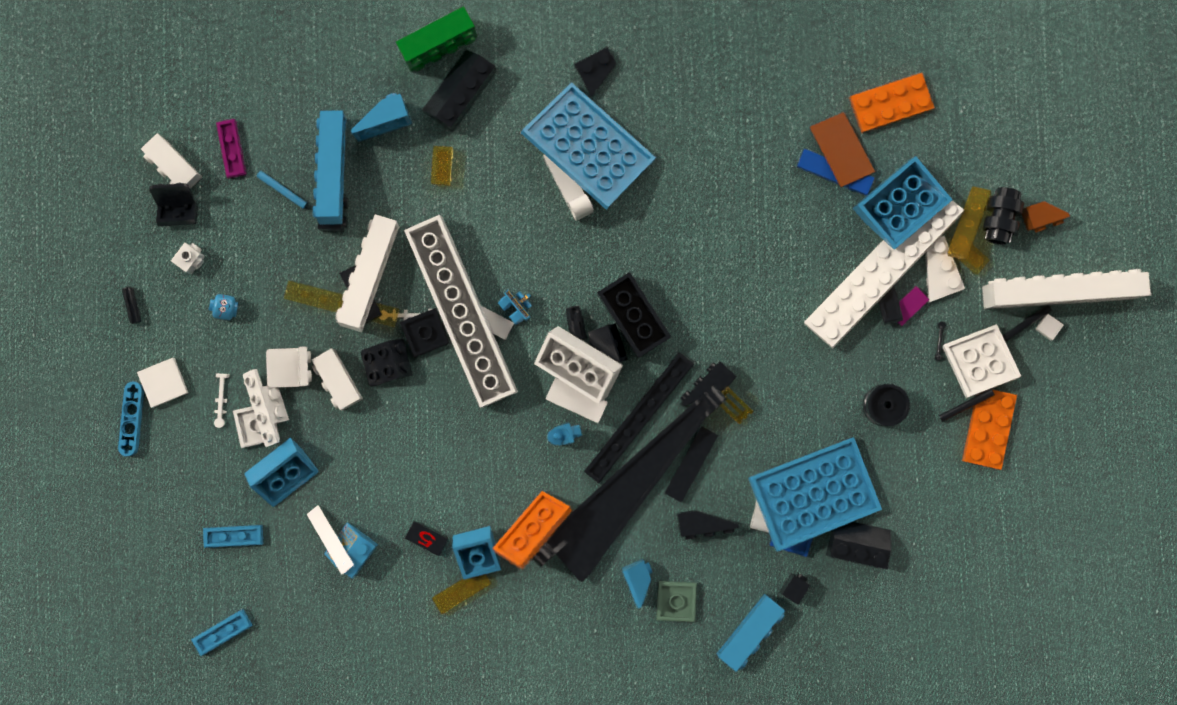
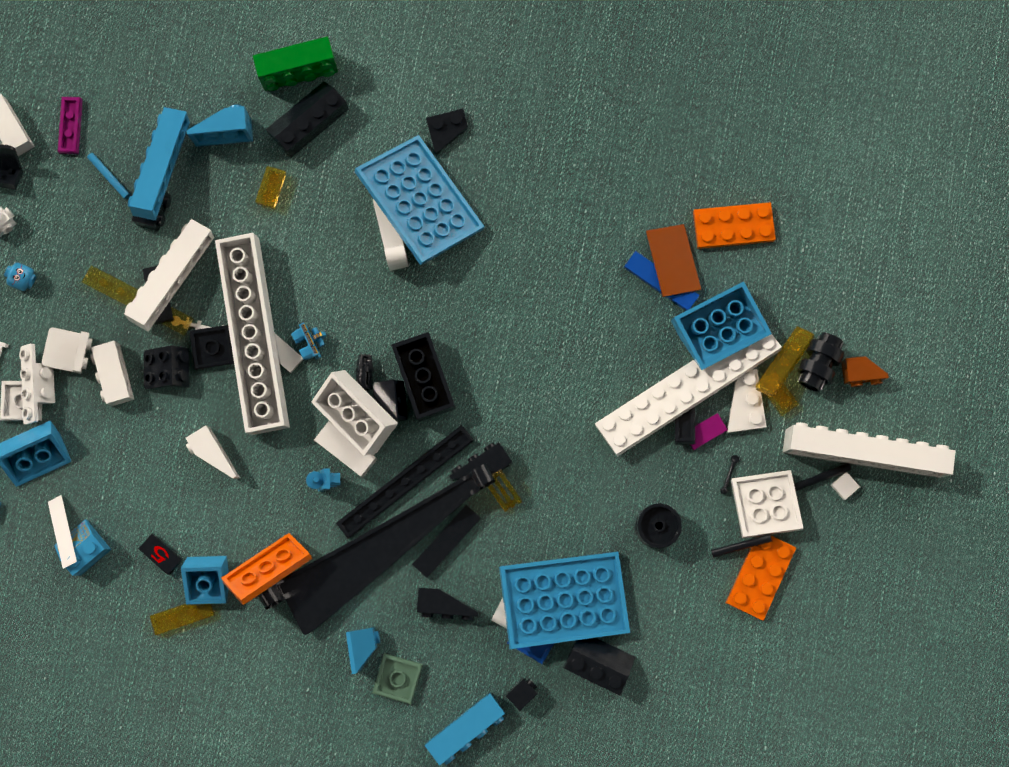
camera: 20 degrees right, 5 degrees down
(447, 430) = (207, 447): none -> white slope

